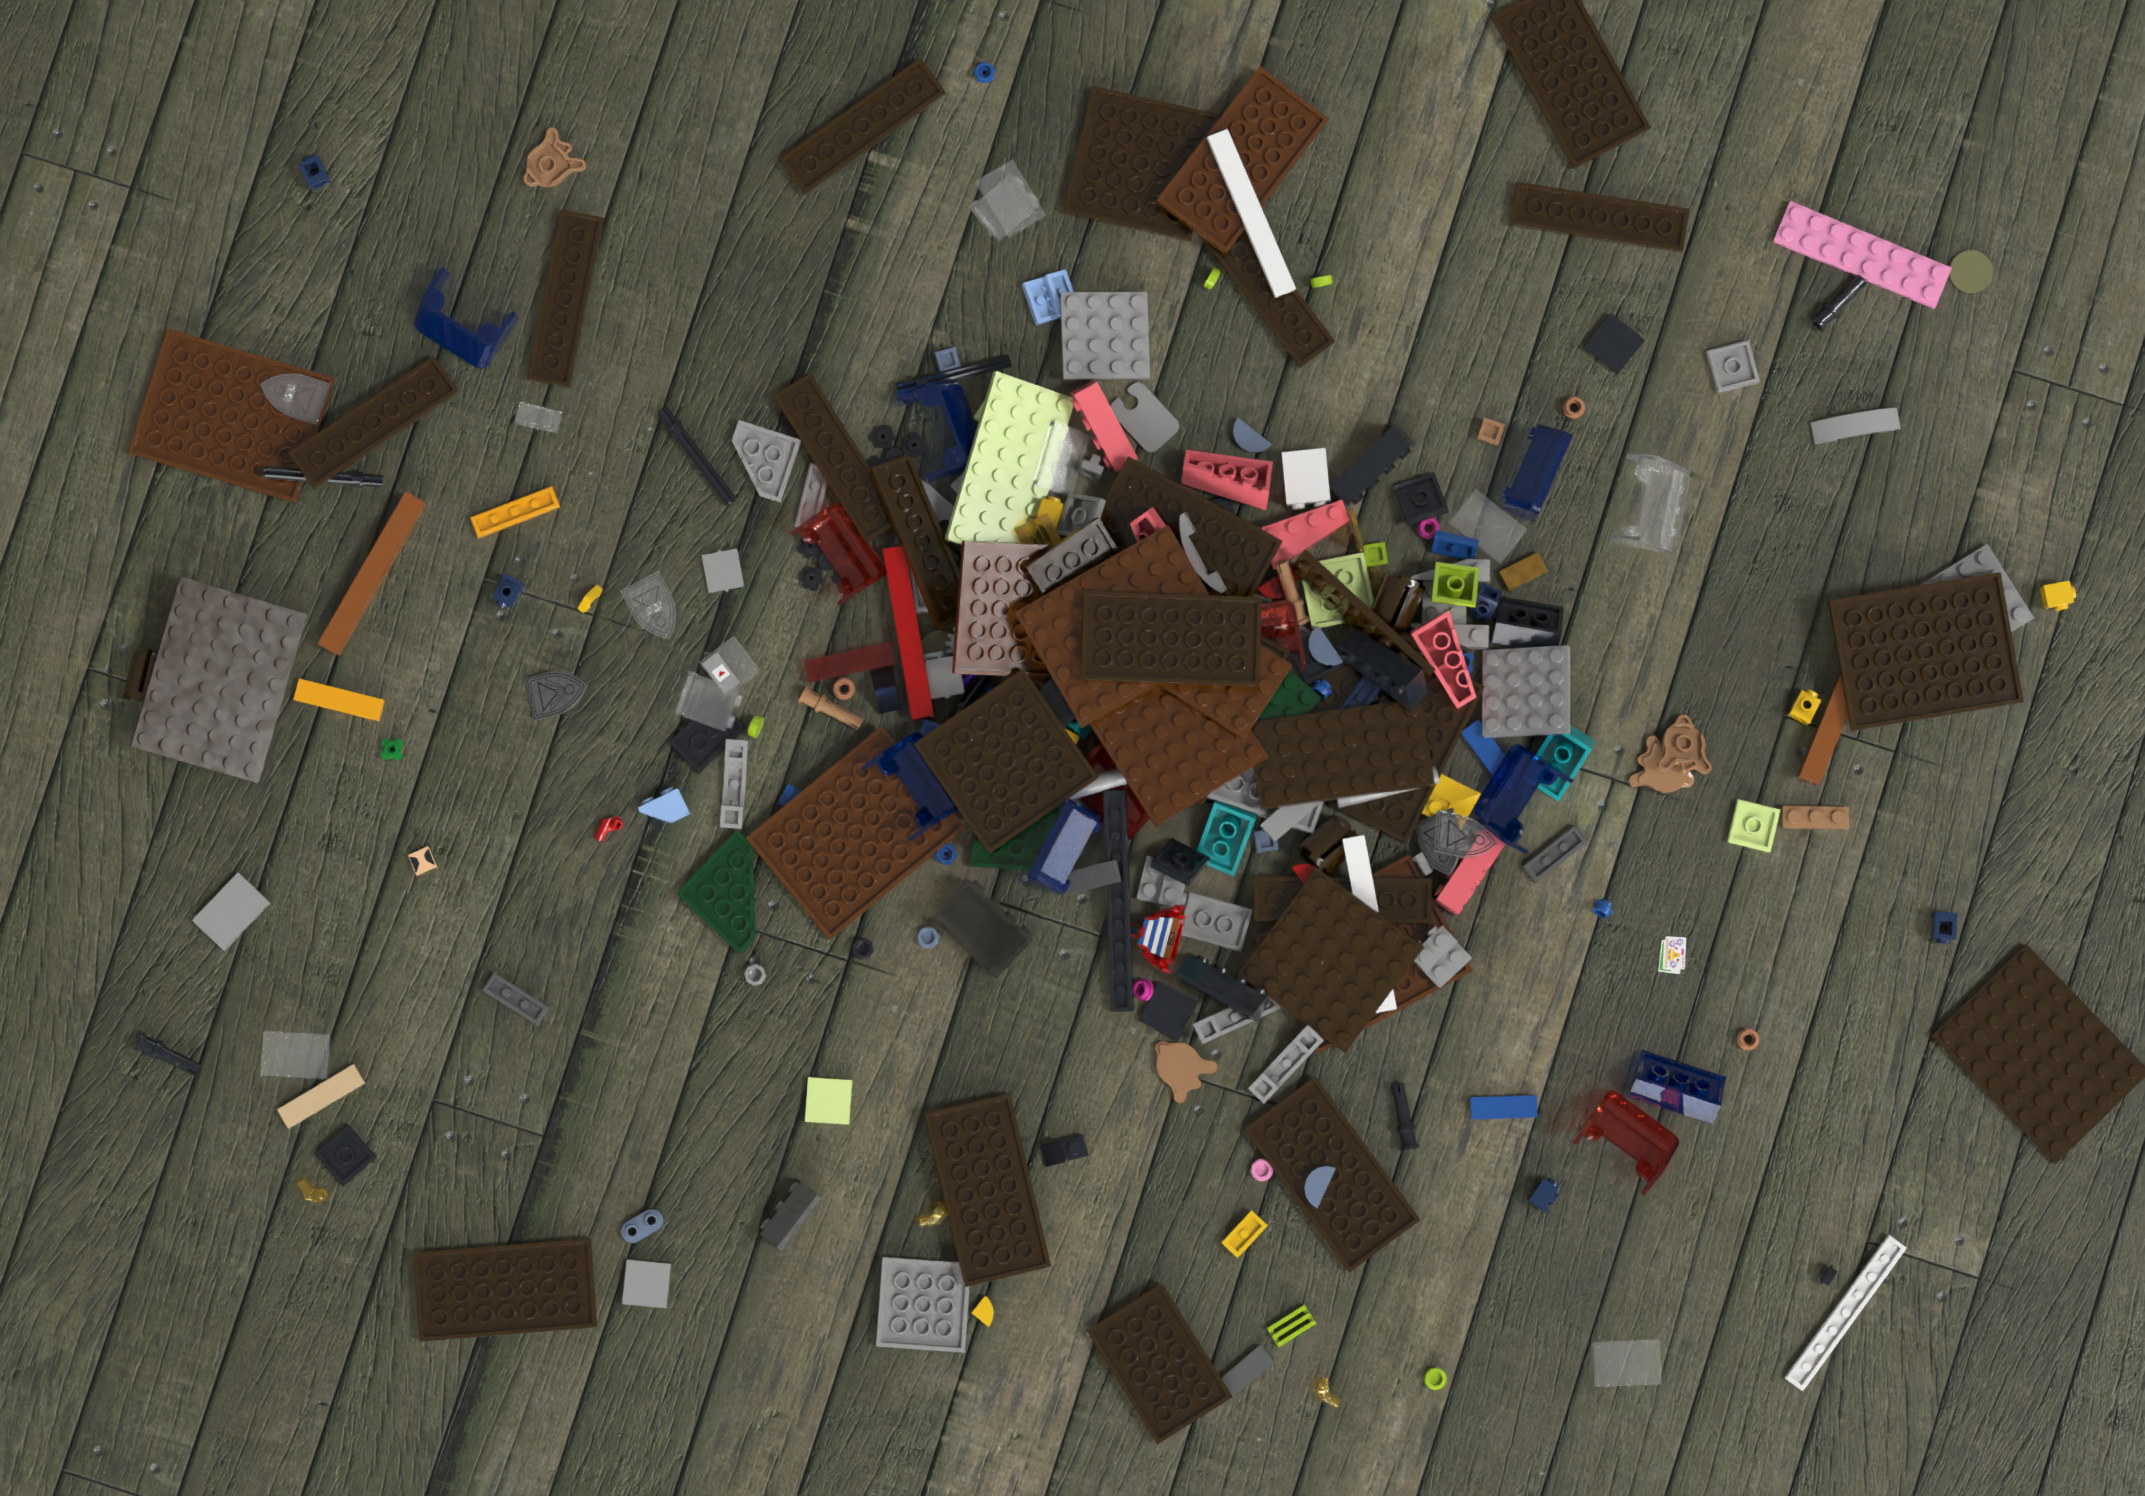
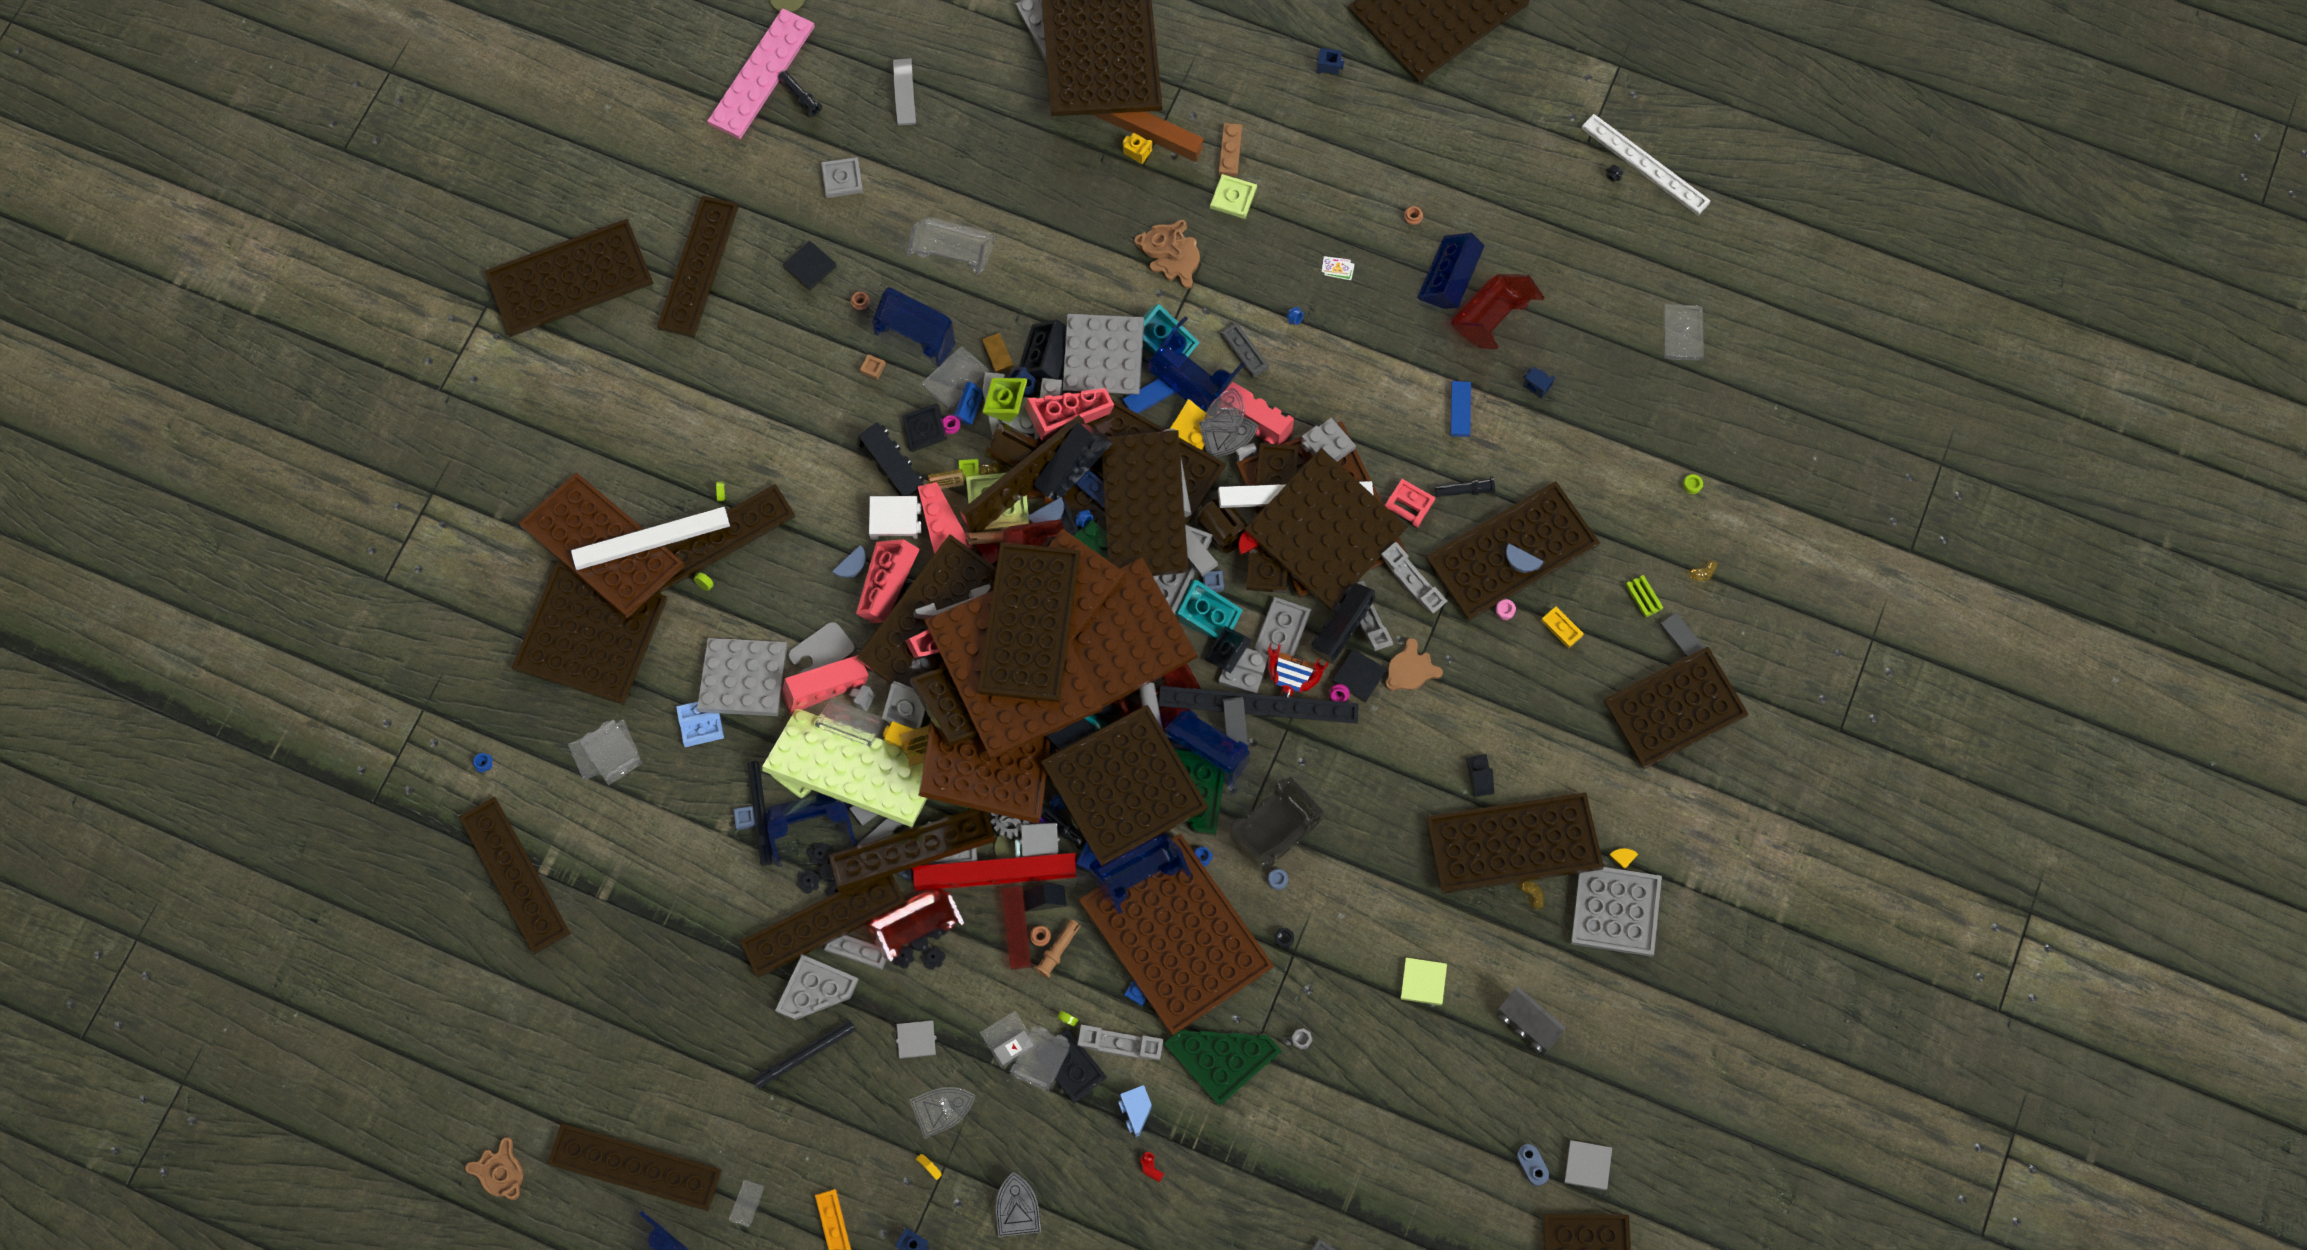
camera: 85 degrees left, 15 degrees down
(1386, 1057) = (1413, 498): none -> coral plate

